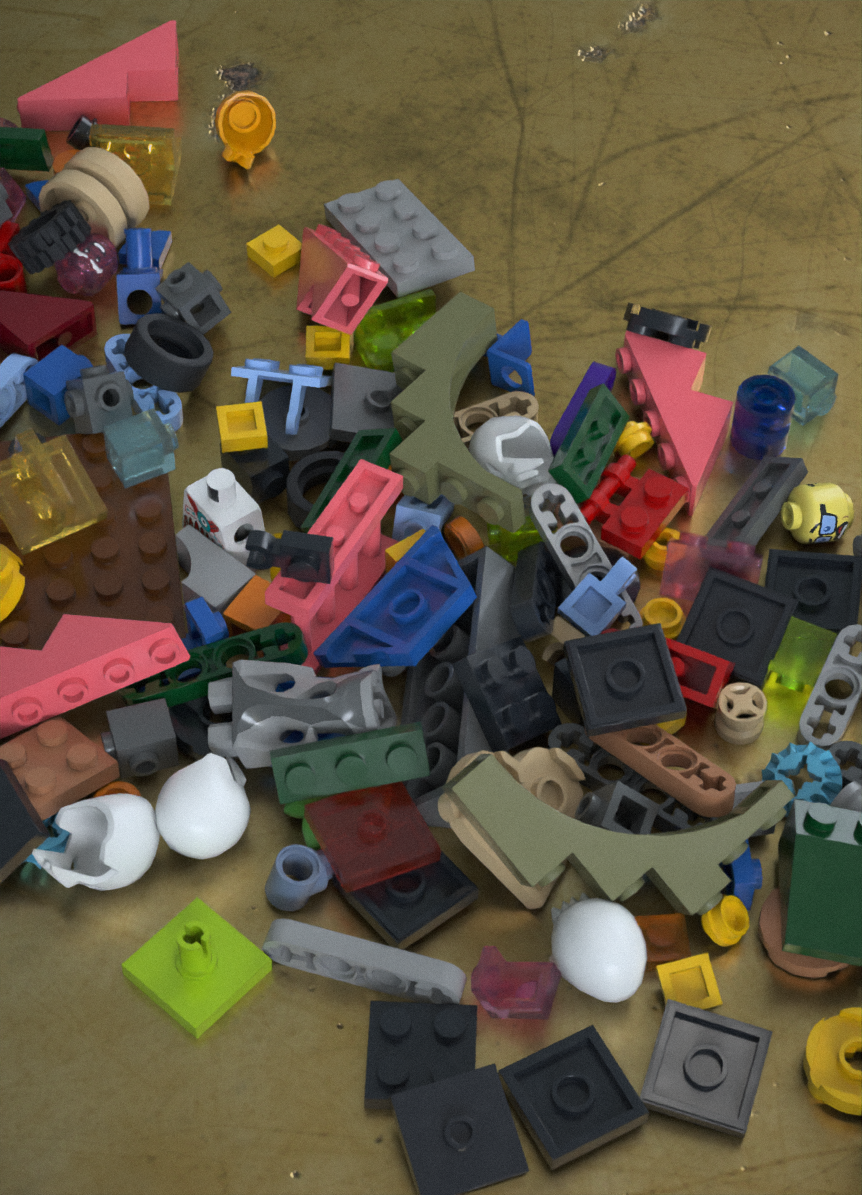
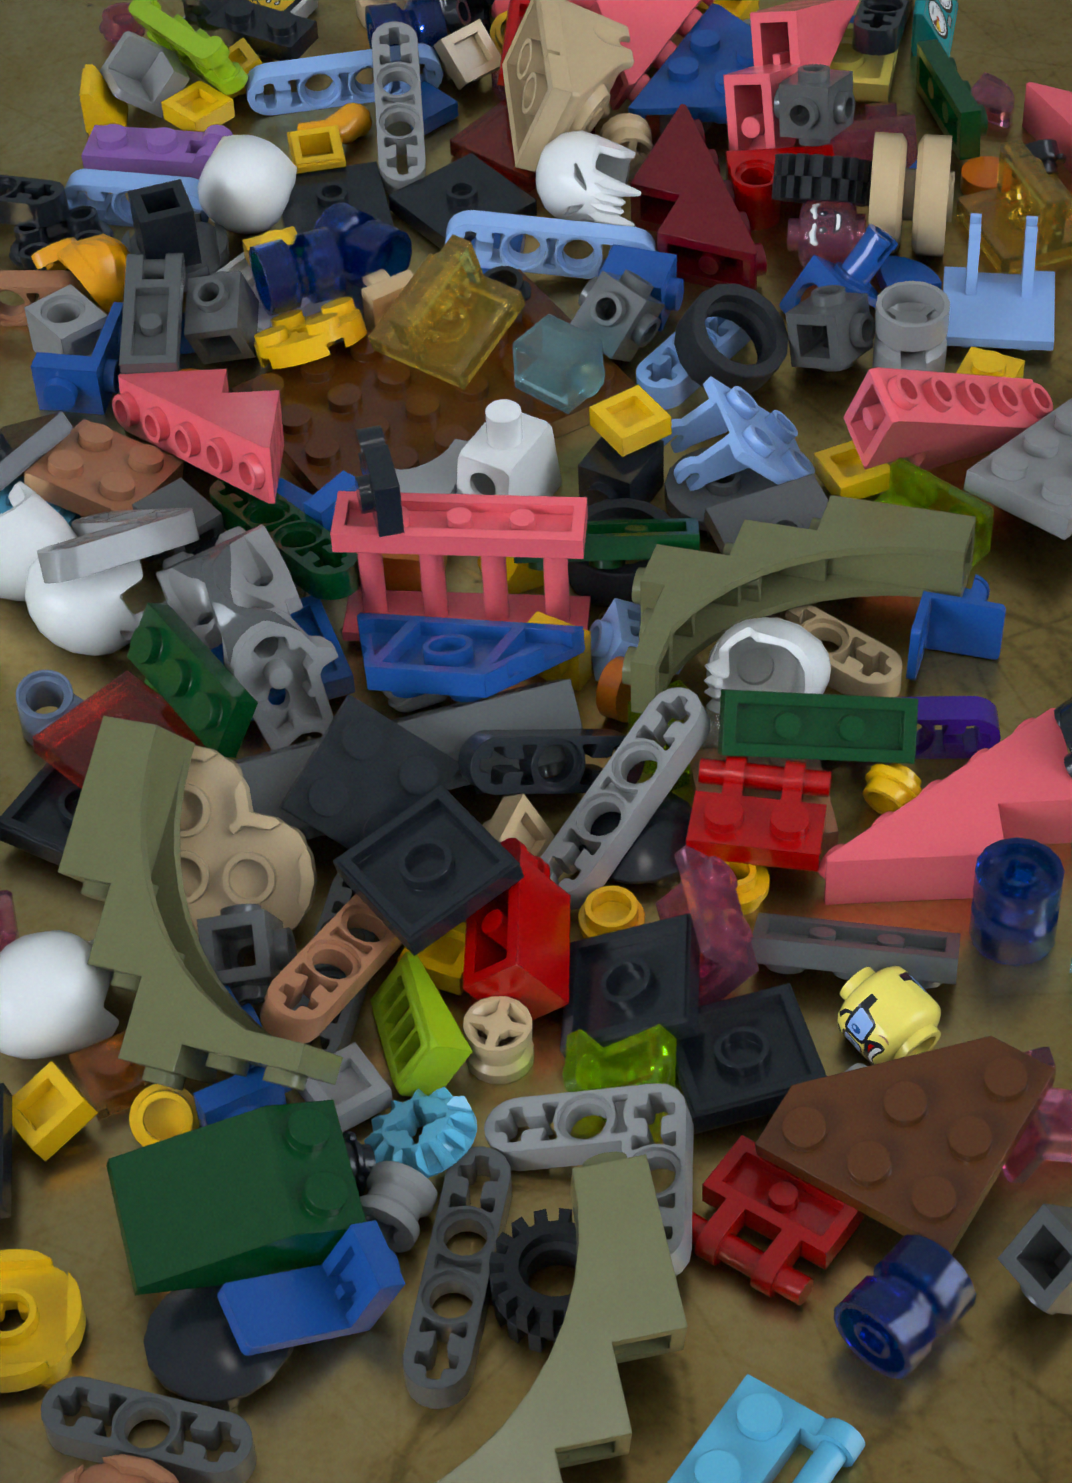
camera: 70 degrees right, 5 degrees down
(193, 735) = (115, 540): none -> light grey beam
(210, 213) = (1000, 307): none -> light blue plate
(228, 255) = (911, 327): none -> light grey wheel
(595, 602) = (556, 815): medium blue plate -> none
(733, 734) = (441, 1040): none -> lime slope

